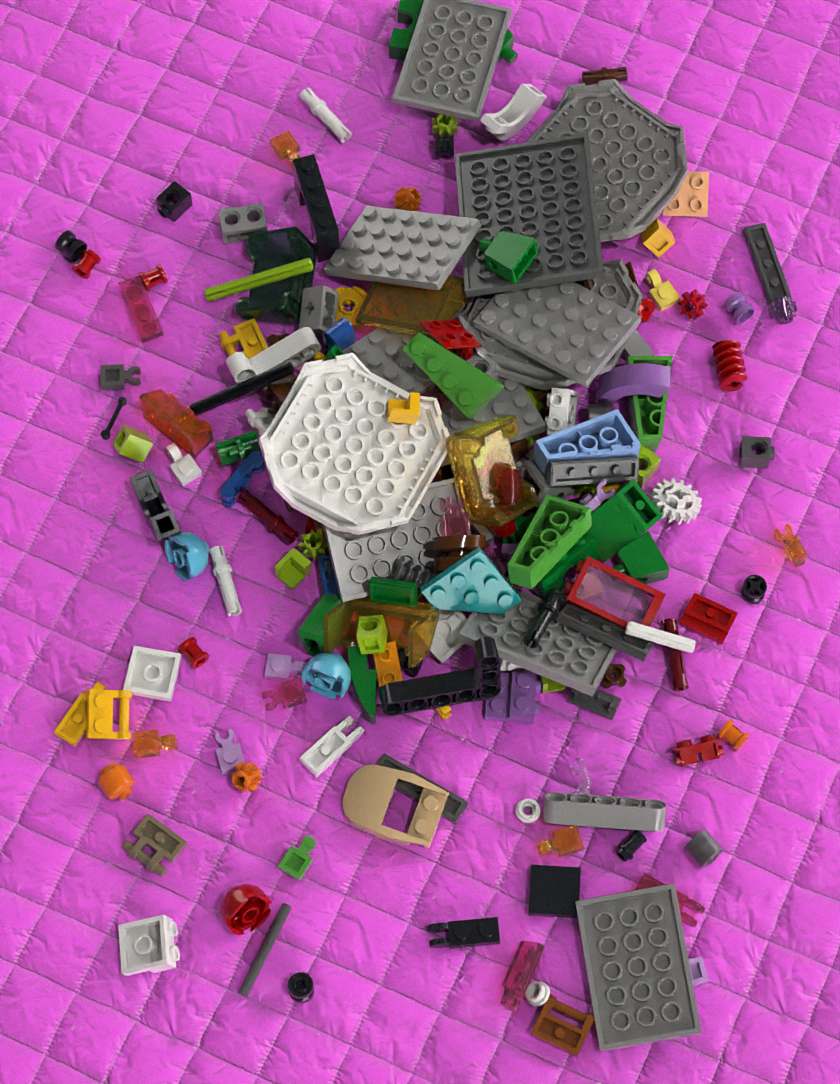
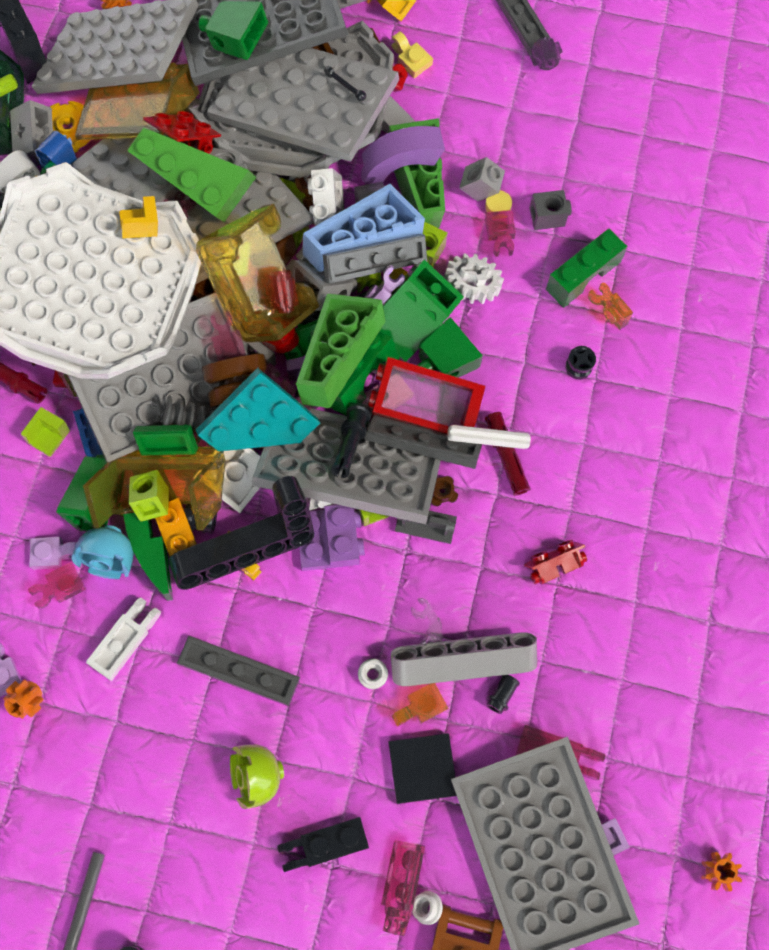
camera: 15 degrees left, 5 degrees up
(245, 908) = (42, 871): red cylinder -> none
(297, 860) = (103, 794): bright green plate -> none
(312, 552) = (58, 402): lime gear -> none
(369, 797) = (179, 694): tan slope -> none
(419, 867) = (256, 774): none -> lime cylinder
(603, 332) = (359, 94): none -> black hinge
(691, 300) = (444, 68): red gear -> none
(700, 415) = (482, 179): none -> light grey brick
(703, 848) = (590, 682): flat silver piece -> none
(708, 618) = (536, 405): red plate -> none
(709, 462) = (502, 229): none -> clear pink plate
(712, 439) = (498, 202): none -> light yellow tile
(729, 365) = (501, 120): red piece -> none
(733, 735) = (594, 536): orange bush -> none
(739, 308) = (499, 59): medium lavender wheel -> none
(765, 512) = (596, 258): none -> green arch
(778, 1020) = (729, 868): none -> orange gear

